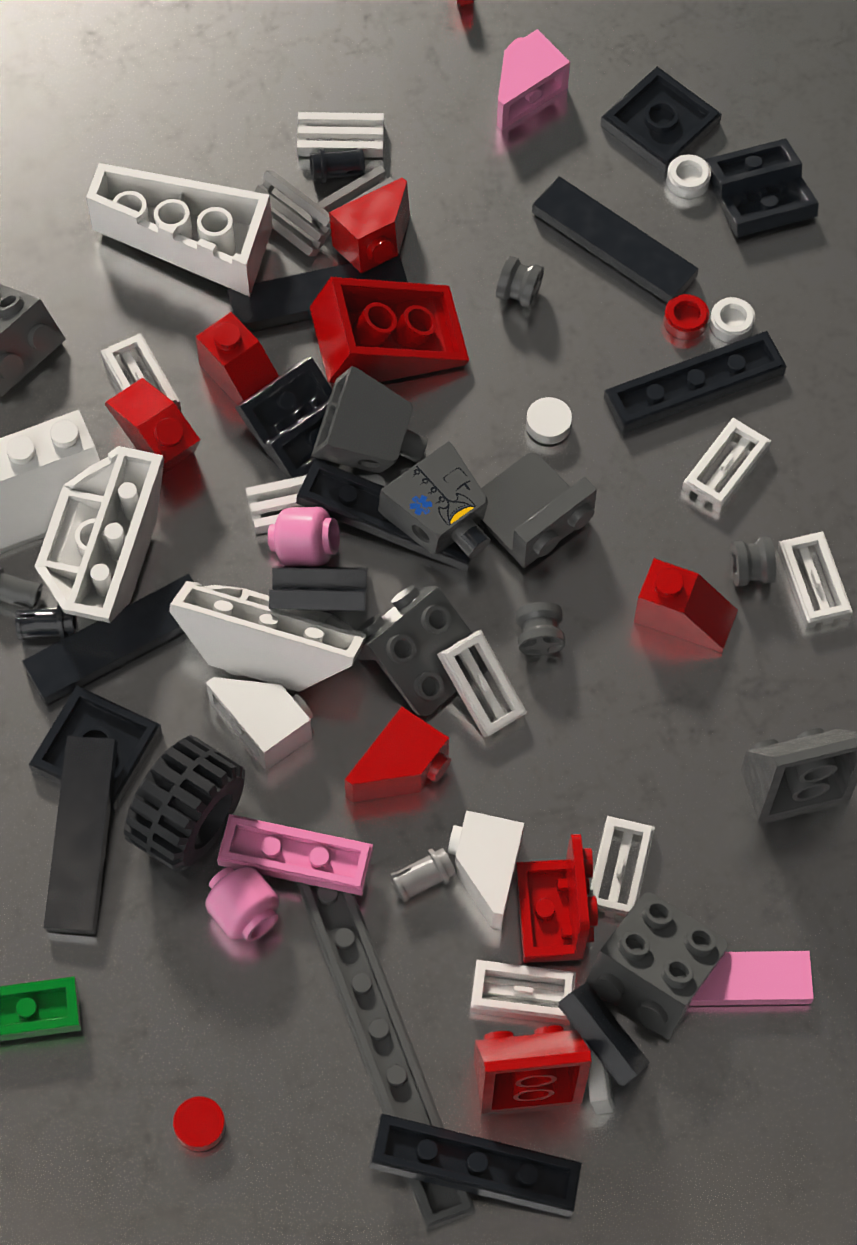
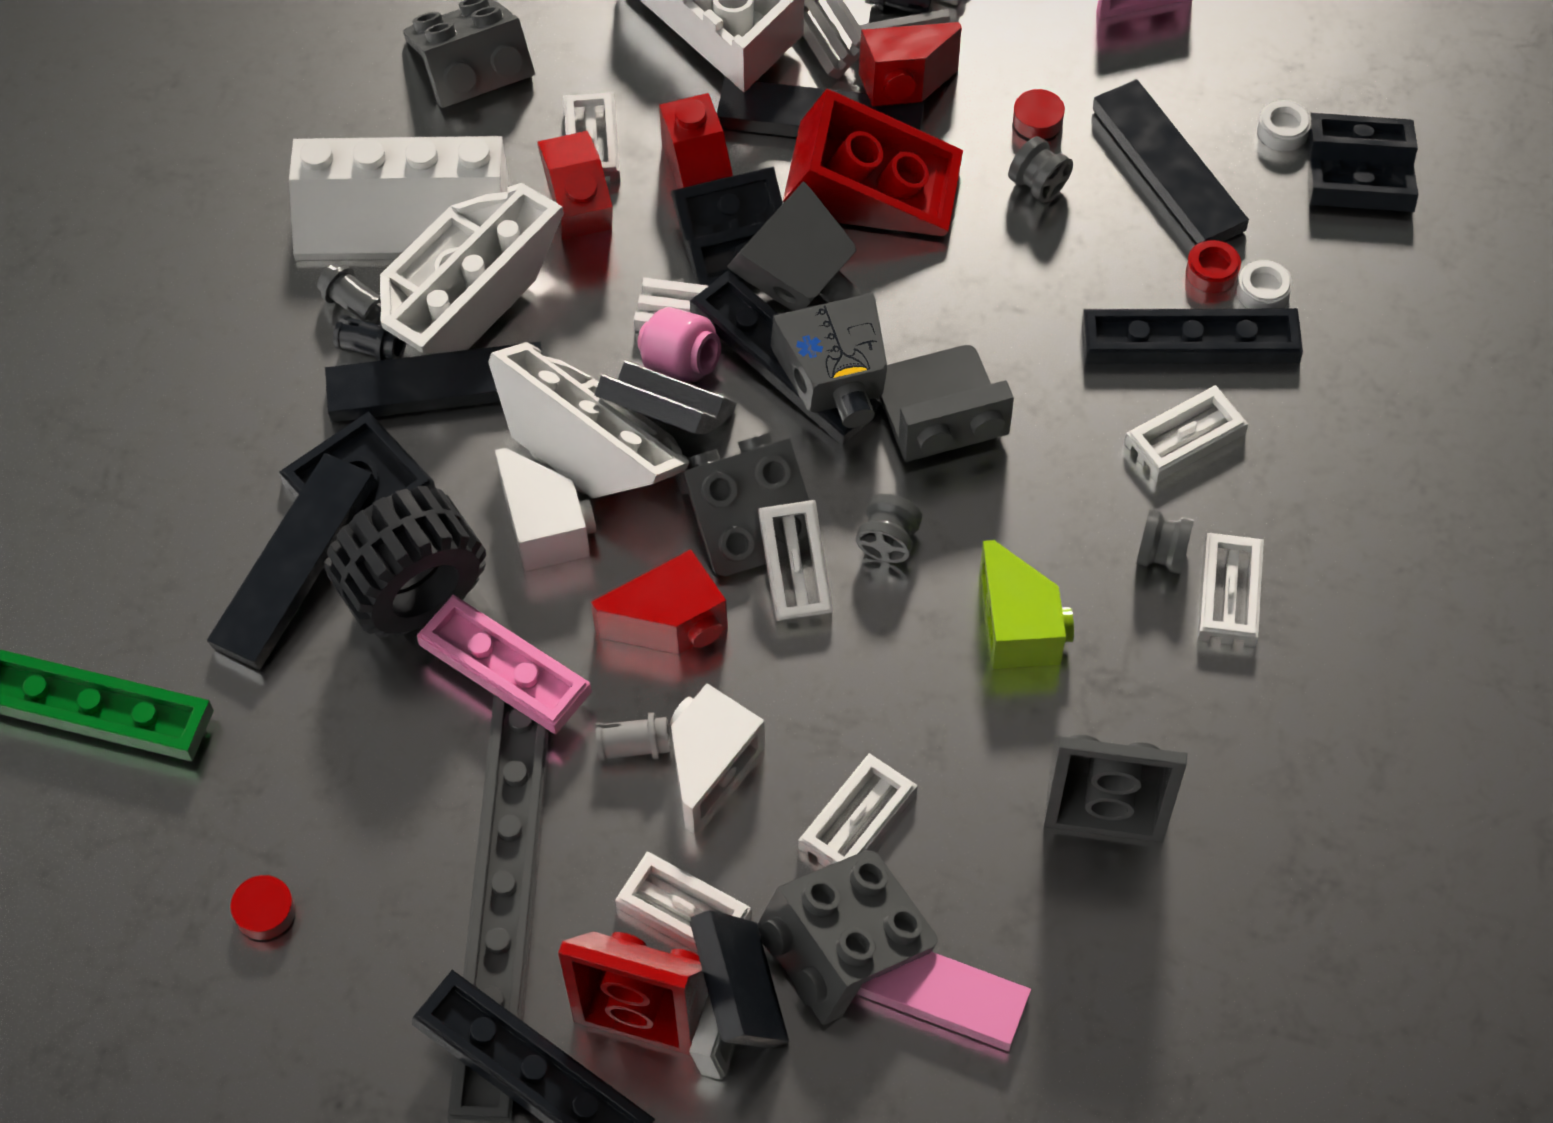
camera: 25 degrees right, 5 degrees down
(242, 903) = (421, 692): bright pink head -> none
(493, 232) = (1038, 114): none -> red tile
(549, 420) = (1006, 321): white tile -> none
(555, 907) = (758, 824): red bracket -> none
(660, 119) = (1280, 58): black tile -> none
(670, 658) = (1021, 611): none -> lime slope
(684, 606) = (1069, 556): red slope -> none

